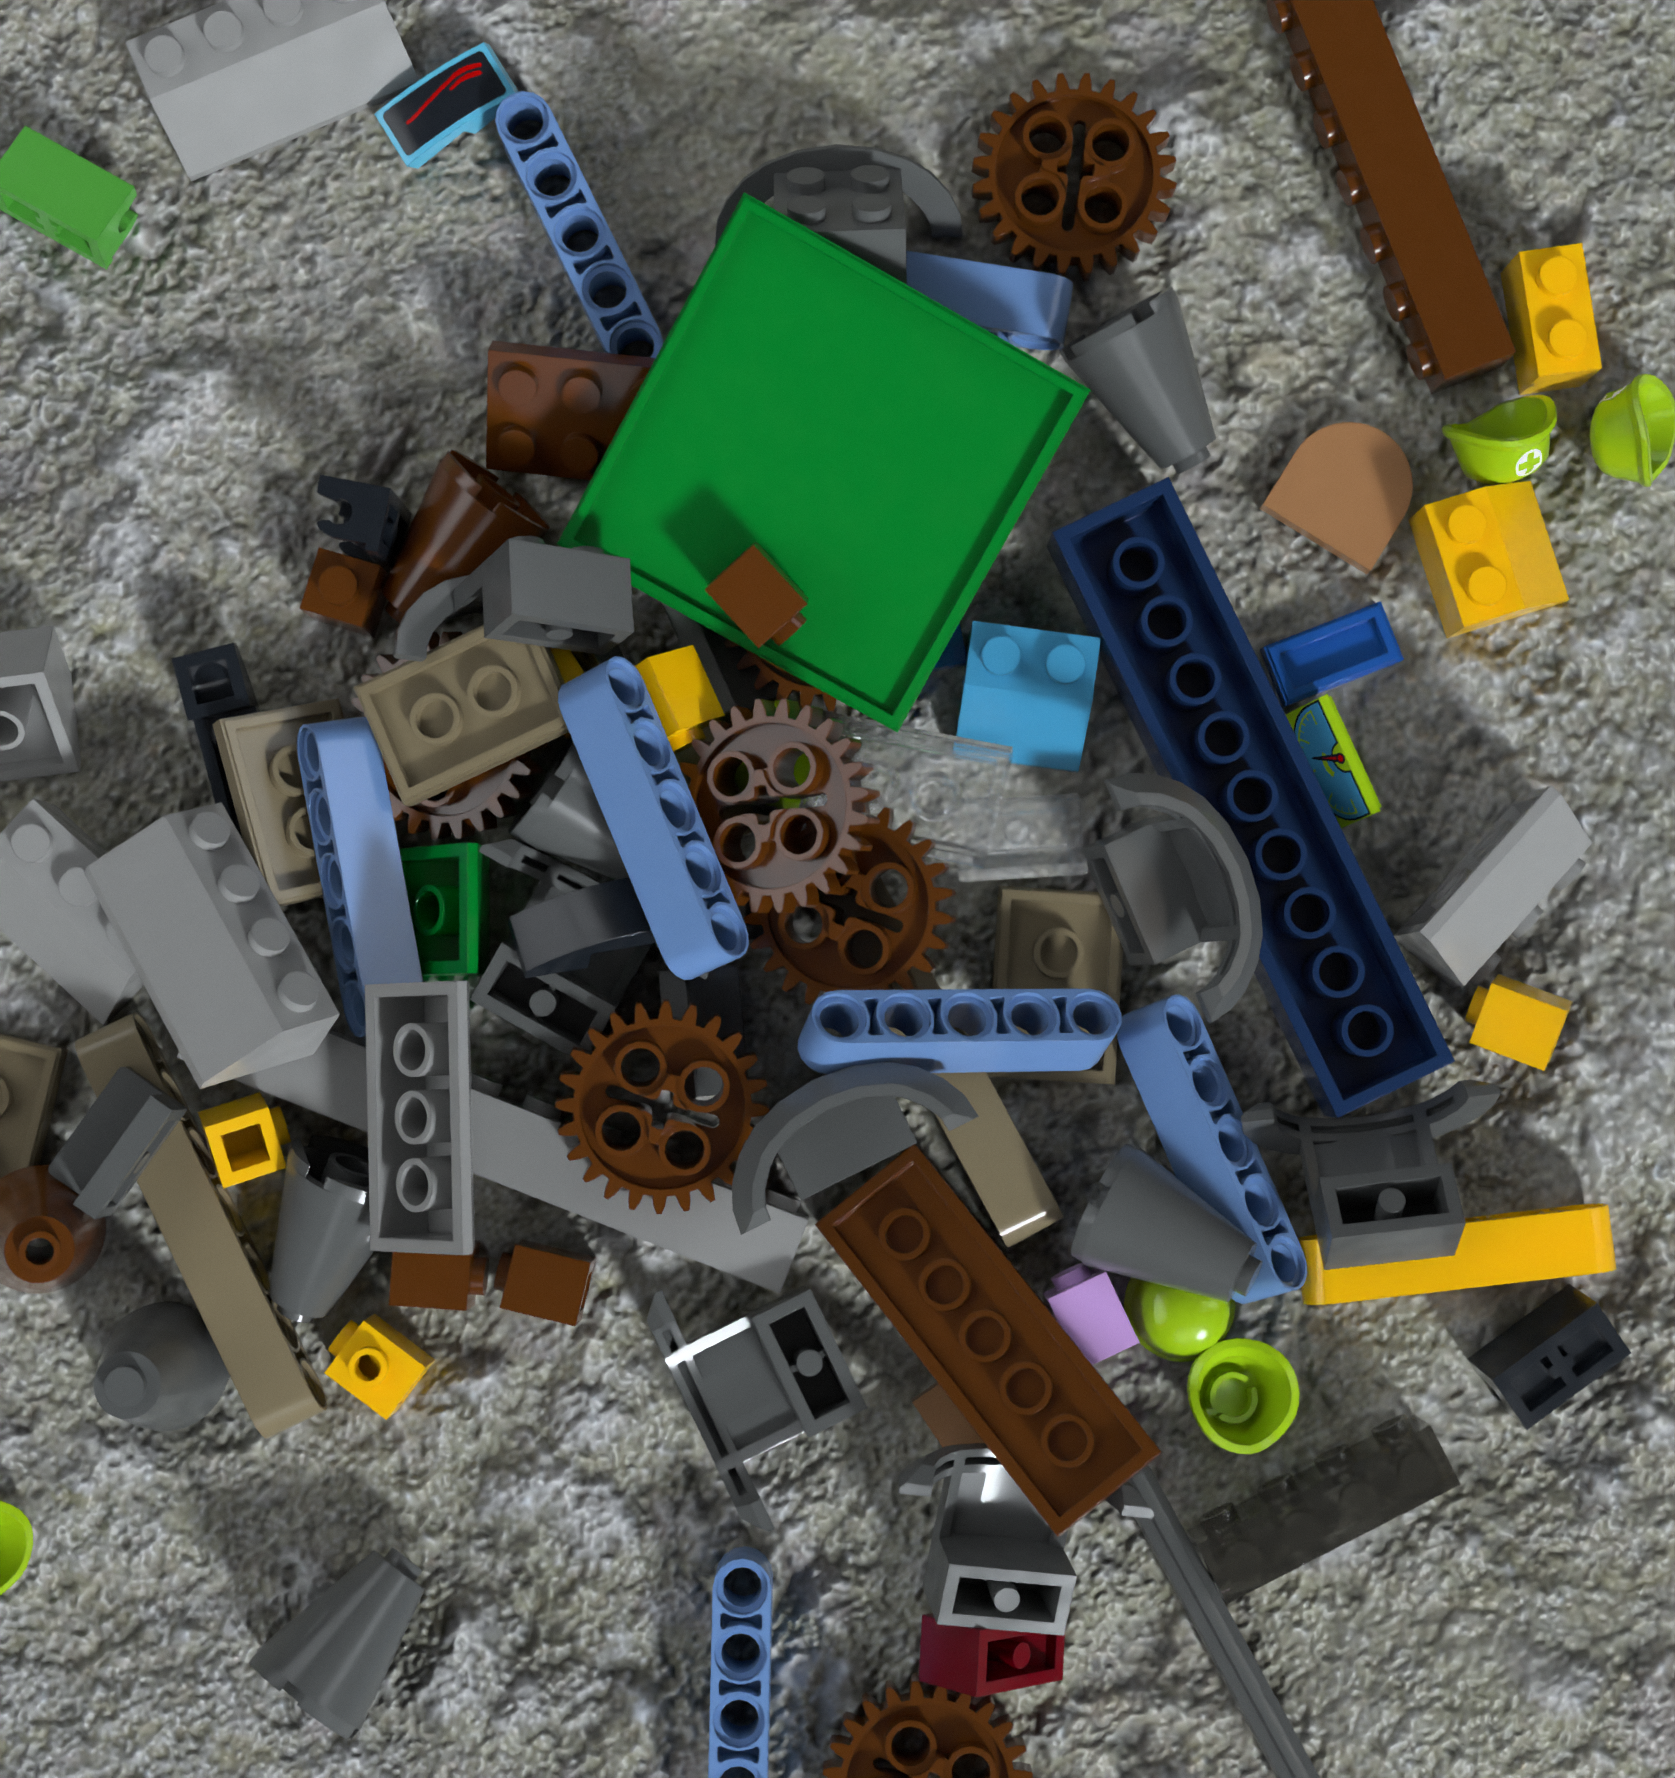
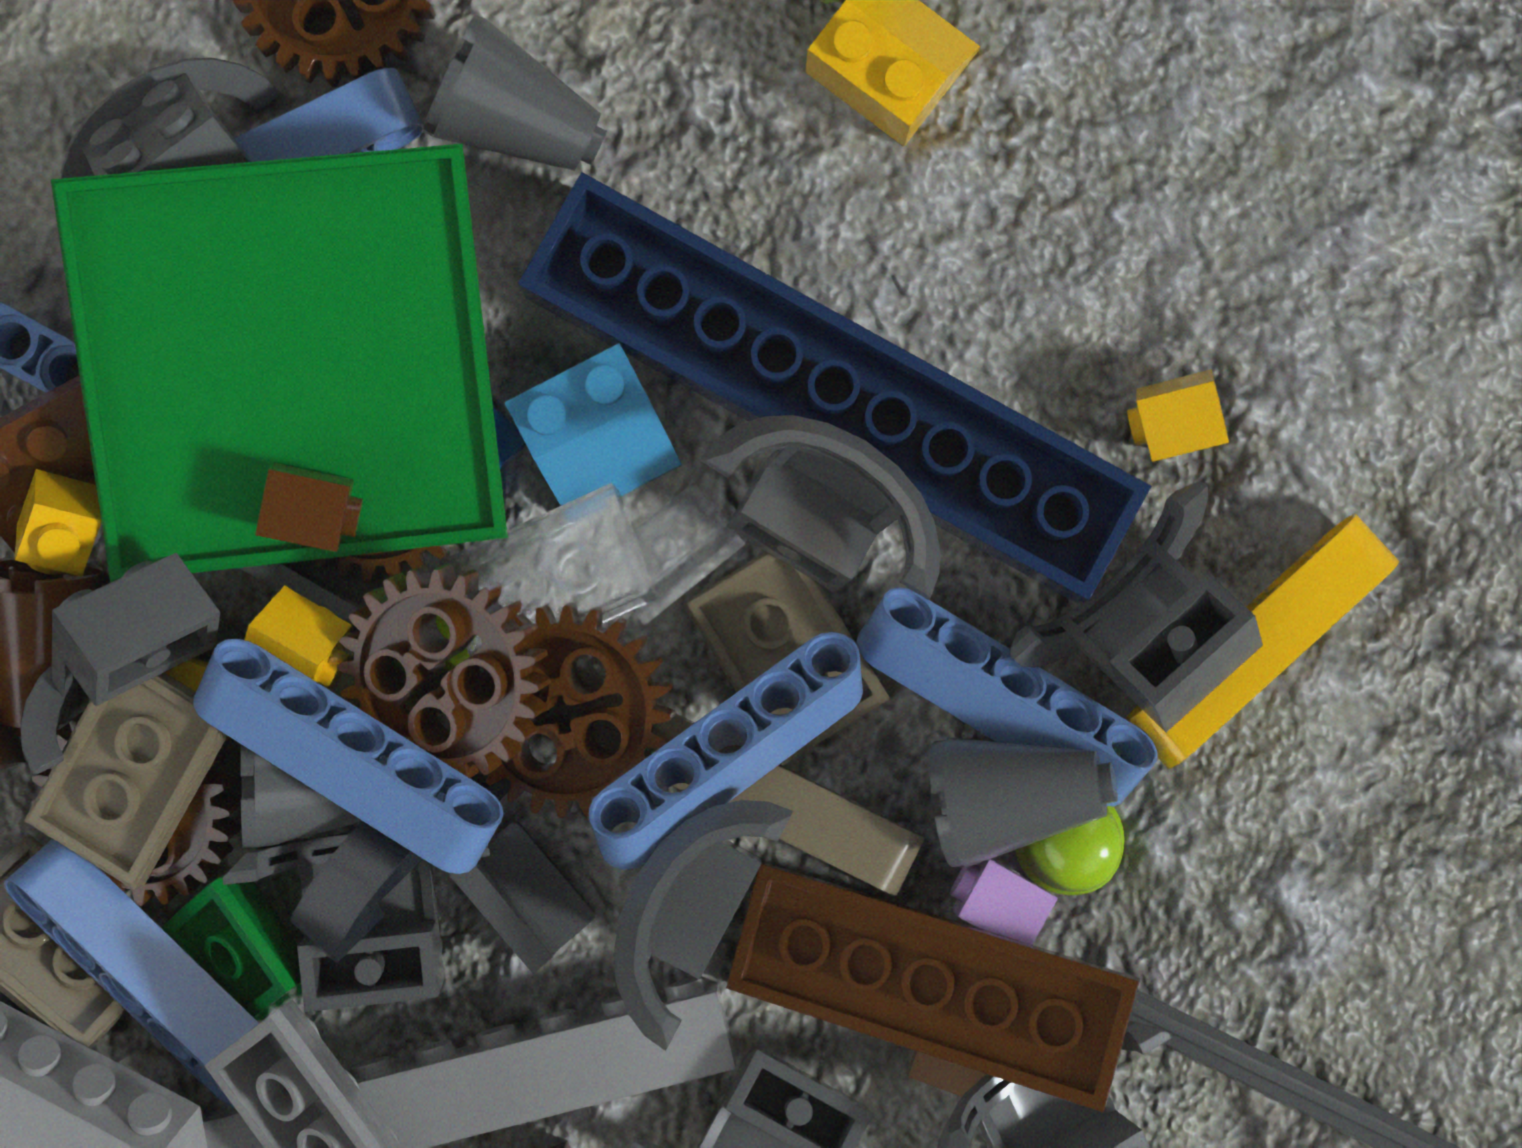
camera: 40 degrees left, 0 degrees up
(544, 467) = (57, 524): none -> yellow brick
(644, 1163) = (548, 1042): reddish brown gear -> none
(1243, 1394) = (1171, 880): lime helmet -> none
(1322, 1506) = (1299, 924): clear smoke brick -> none
(1331, 654) = (820, 224): blue tile -> none
(1334, 760) = (881, 309): slope -> none
(1344, 491) = (737, 85): medium nougat tile -> none
(1497, 888) = (1086, 320): light grey slope -> none
(1549, 1355) = (1395, 669): black hinge -> none

